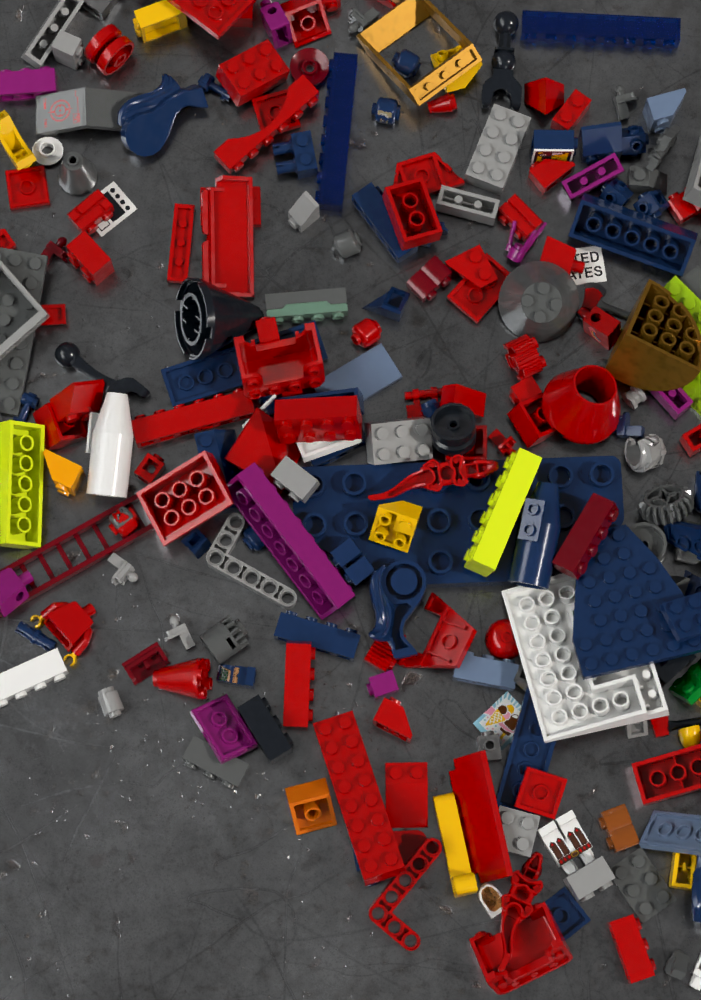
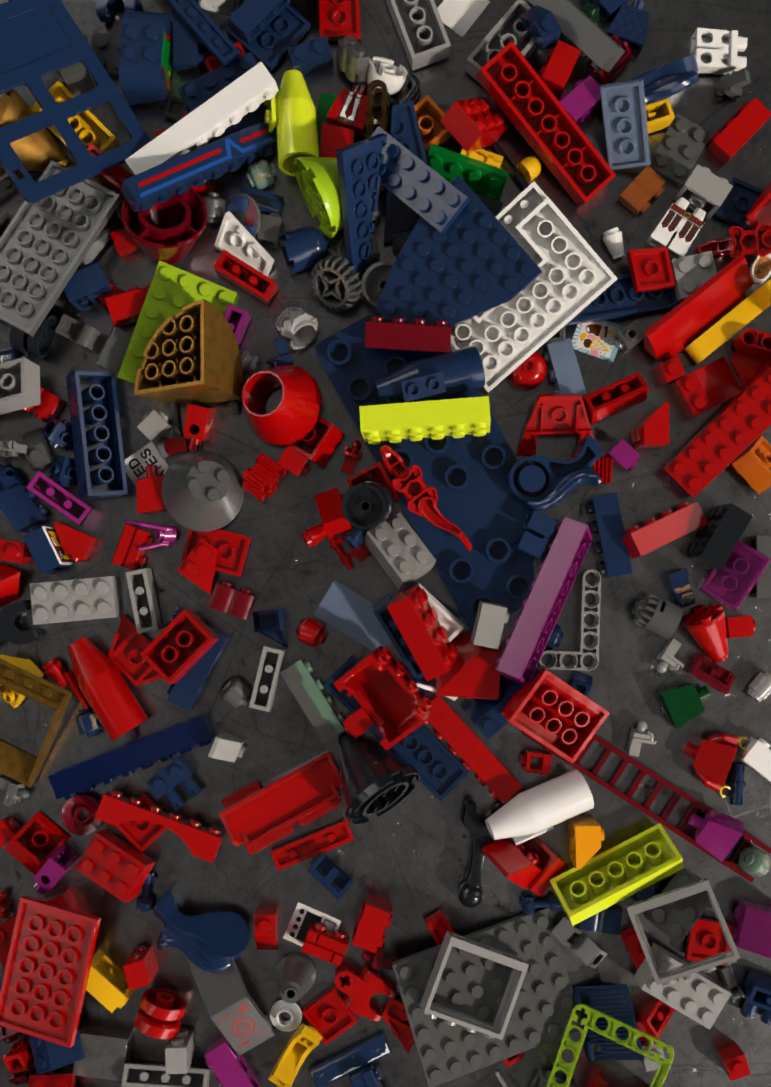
camera: 110 degrees left, 10 degrees up
(37, 223) = (361, 987): none -> red piece
(123, 521) = (598, 760): red head -> none
(130, 170) = (266, 928): none -> red slope
(134, 624) = (683, 702): none -> dark green torso
(147, 243) = (330, 876): none -> dark blue window
(156, 52) = (140, 967): none -> red brick
(175, 709) = (740, 626): none -> red brick
(346, 275) = (267, 678): none -> light grey brick
(395, 524) = (482, 512): yellow slope -> none
(406, 63) = (34, 726): dark blue head -> none
(408, 135) = (103, 688): none -> red piece
(438, 766) = (669, 371): none -> red brick
(439, 702) = (615, 397): none -> red brick
(450, 375) = (314, 535): none -> red cone
(583, 778) = (614, 242): none -> white cone
(618, 289) = (154, 425): none -> light grey brick

